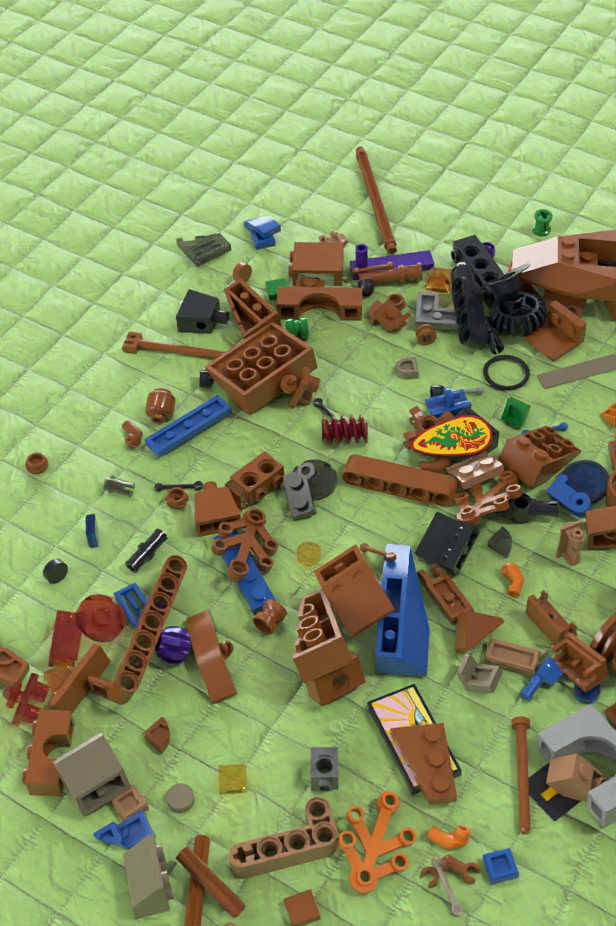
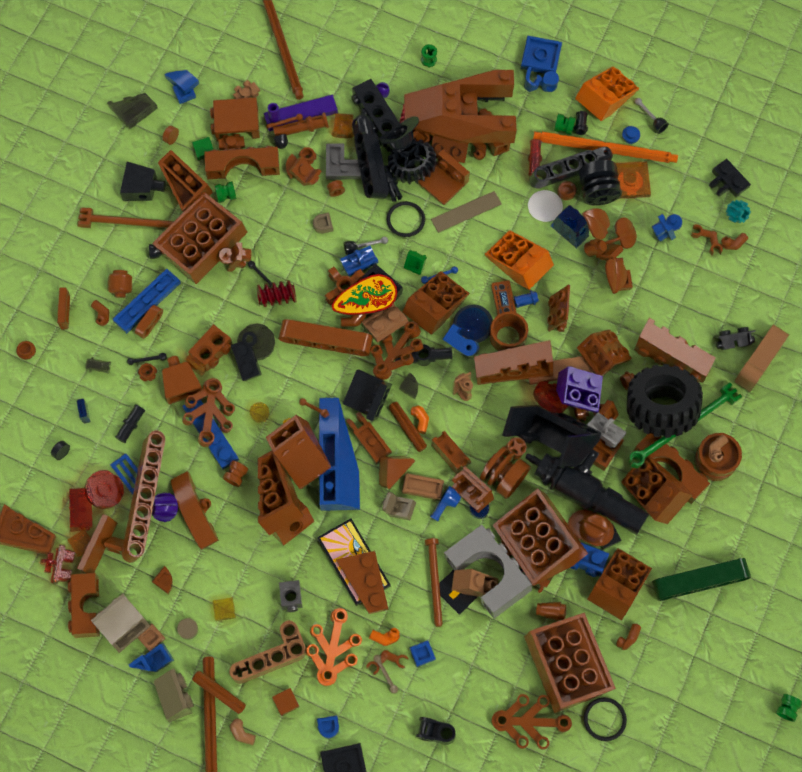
camera: 10 degrees left, 20 degrees up
(89, 424) = (63, 308): none -> dark orange tile
(187, 446) = (149, 321): none -> dark orange beam
(496, 586) = (407, 426): none -> dark orange axle
(598, 310) = (480, 150): none -> dark orange arm

